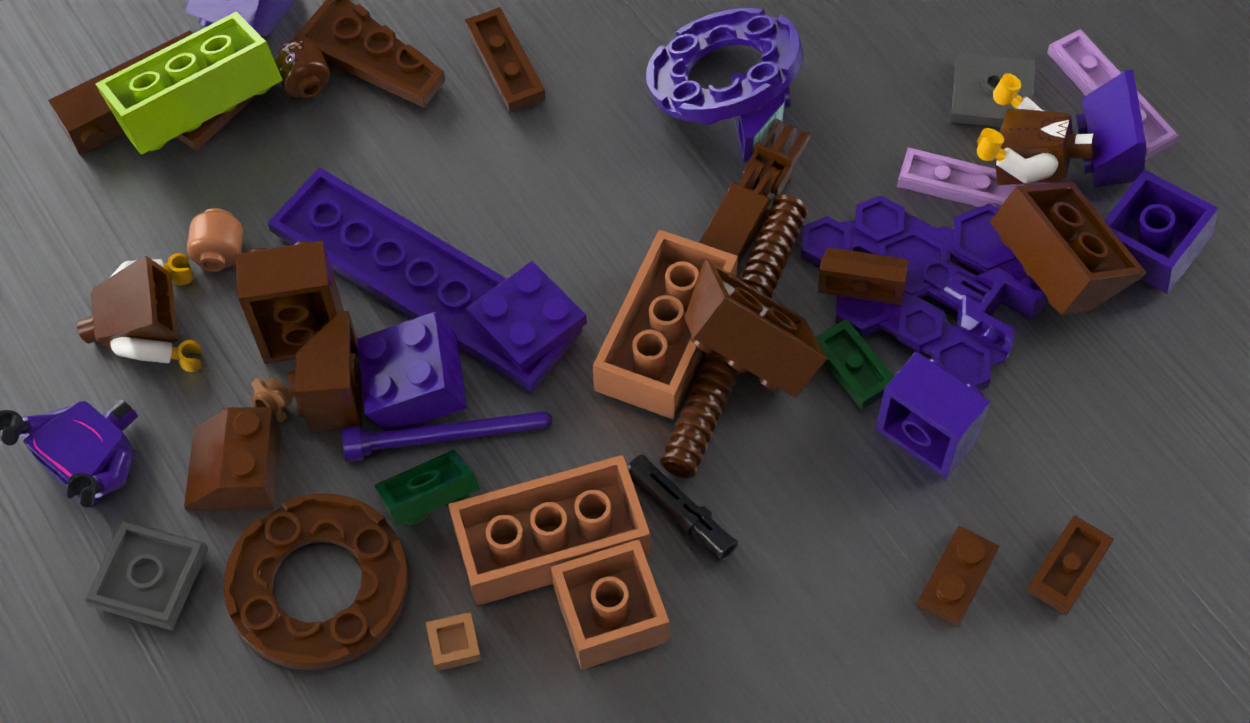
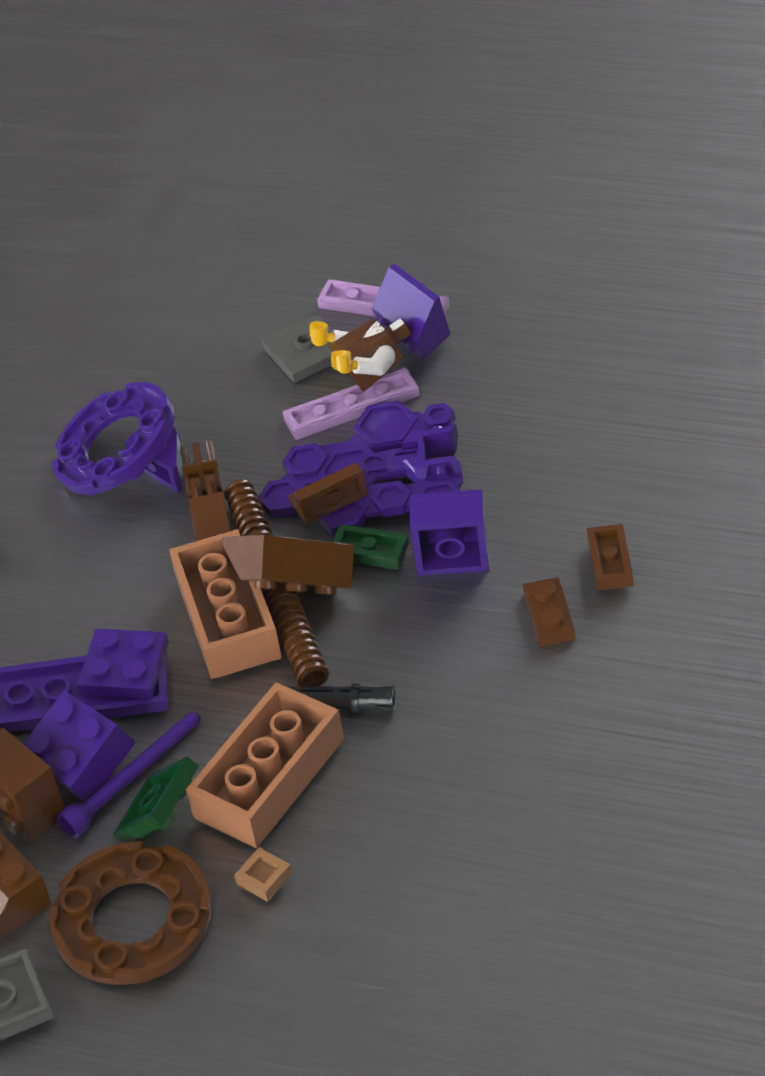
camera: 35 degrees left, 15 degrees down
(610, 604) = (349, 773): nougat brick -> none
(1065, 246) = (441, 389): reddish brown slope -> none
(1162, 228) = (487, 351): dark purple brick -> none

